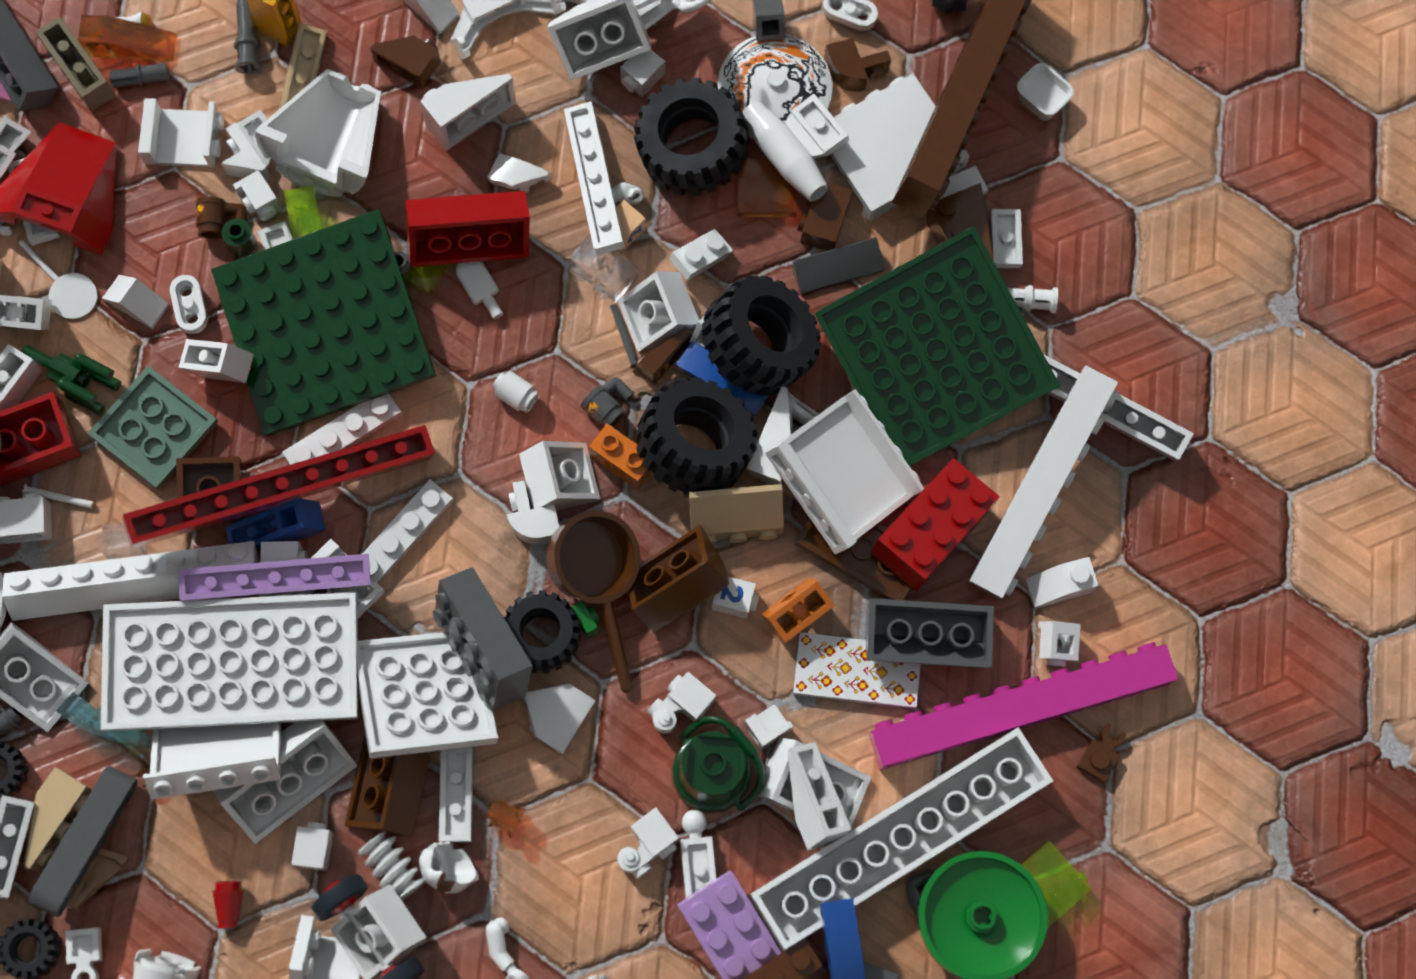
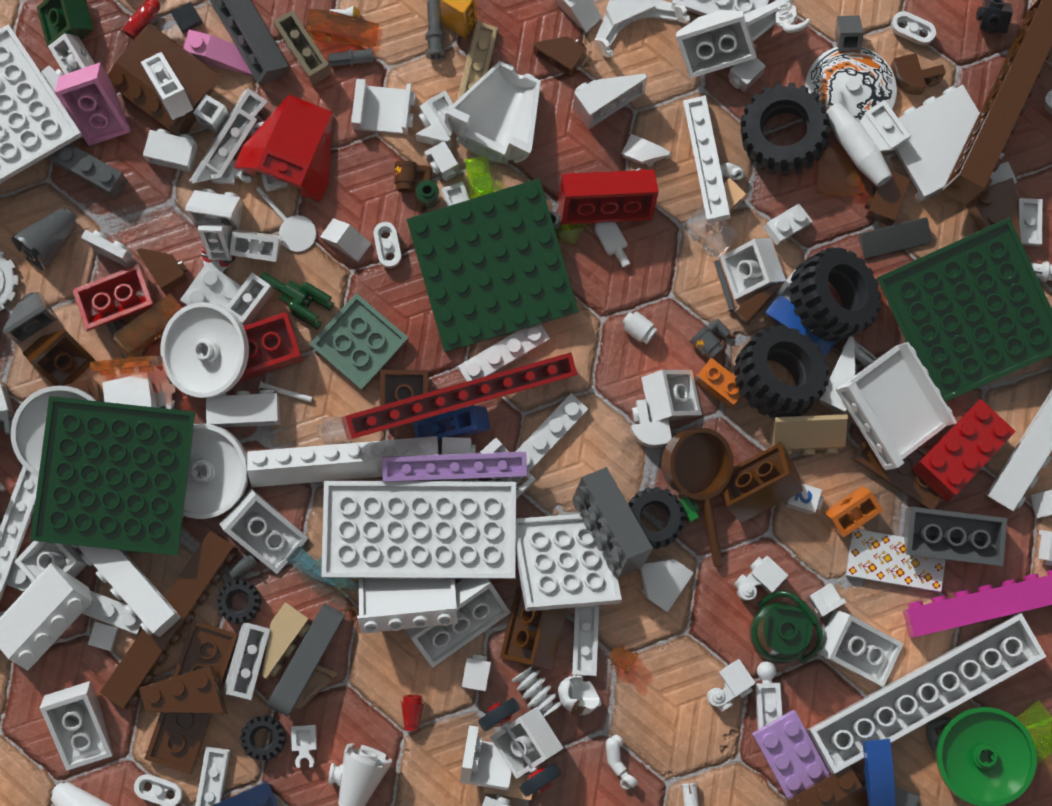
camera: 10 degrees right, 5 degrees up
(216, 360) = (410, 292): white brick -> none
(815, 798) = (862, 659): white slope -> none

